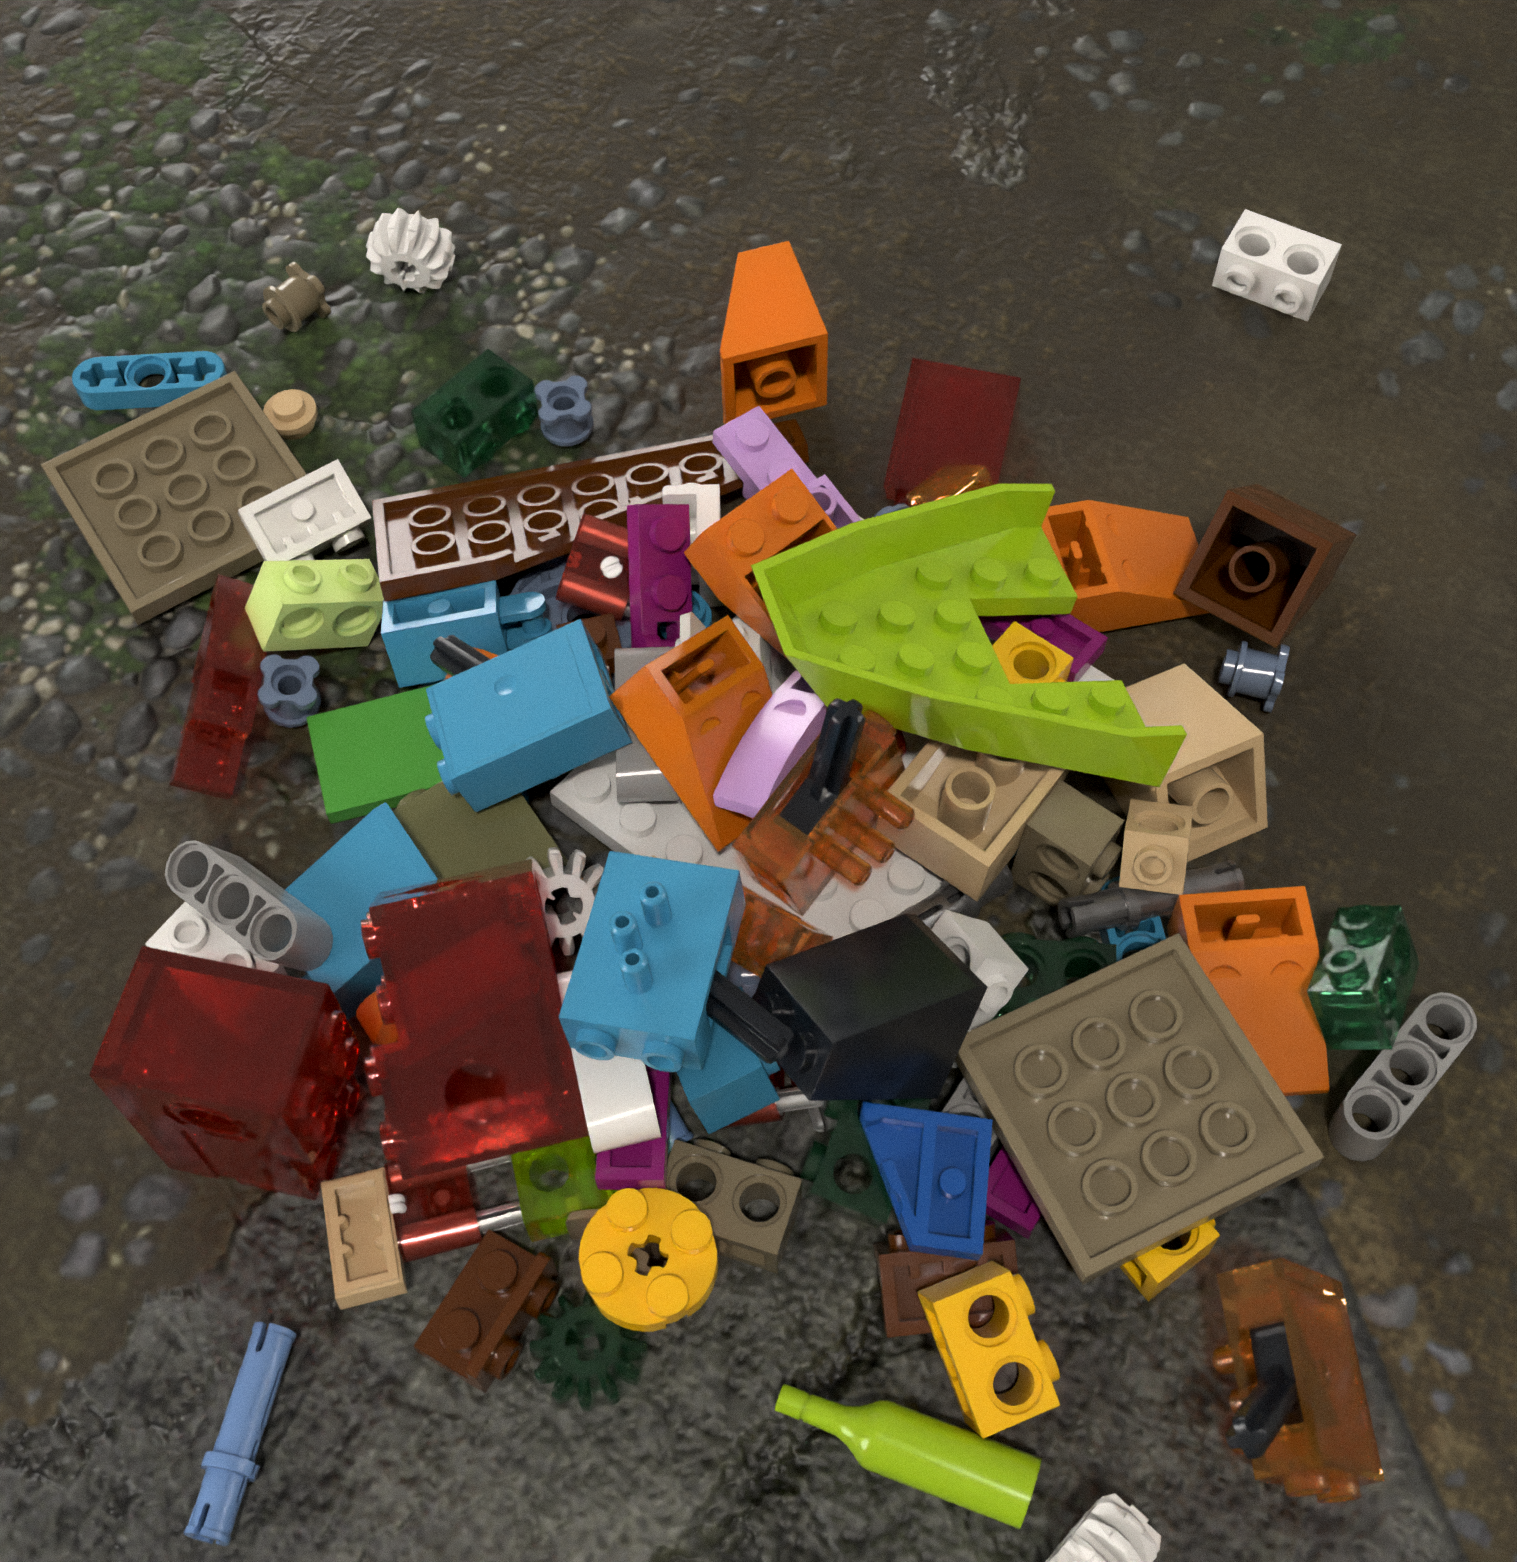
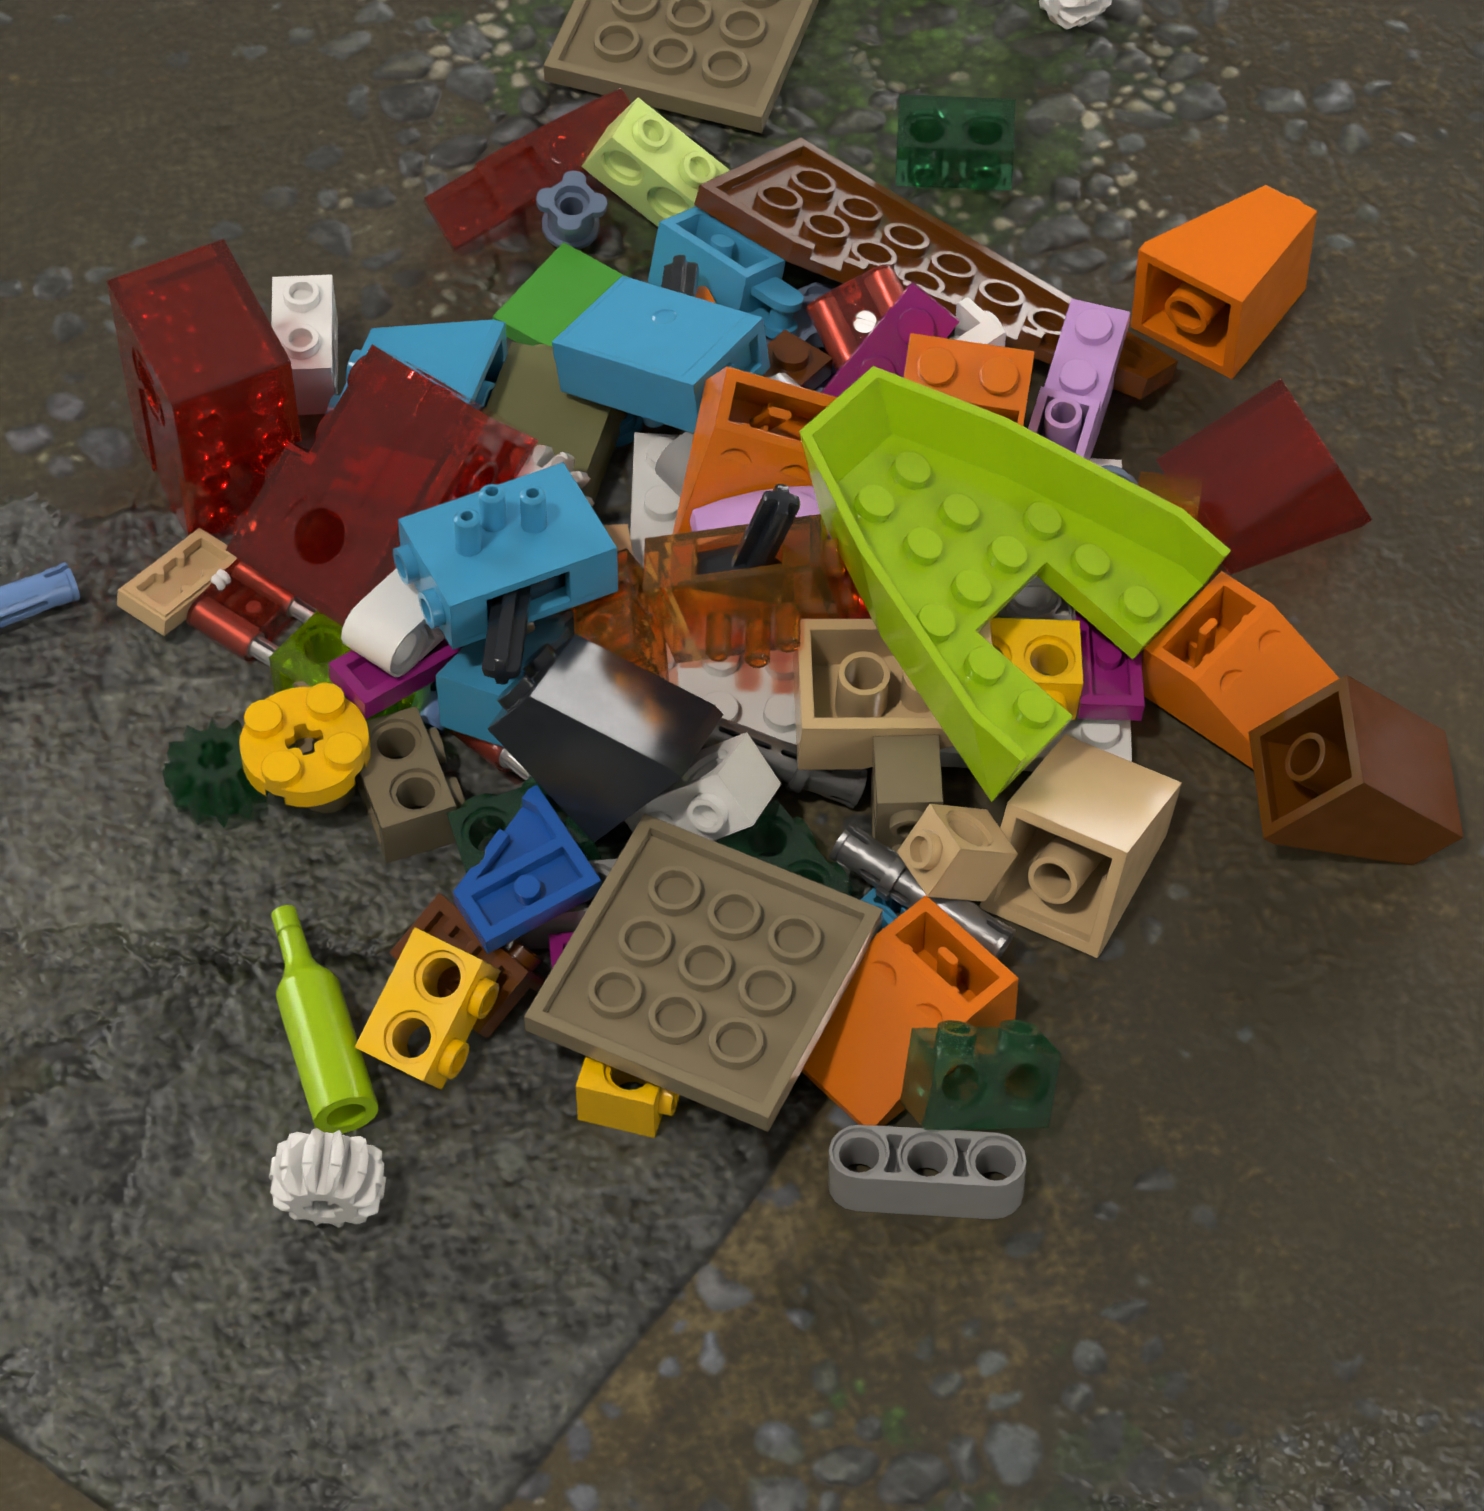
camera: 50 degrees right, 5 degrees down
(248, 906) = (352, 303): light grey beam -> none
(292, 413) = (834, 26): tan plate -> none
(307, 516) = (729, 105): white bracket -> none
(488, 1311) = (190, 694): reddish brown bracket -> none
(564, 411) = (1014, 197): sand blue brick -> none
(1254, 673) = (1238, 851): sand blue brick -> none
(1297, 1381) = (569, 1217): clear orange piece -> none

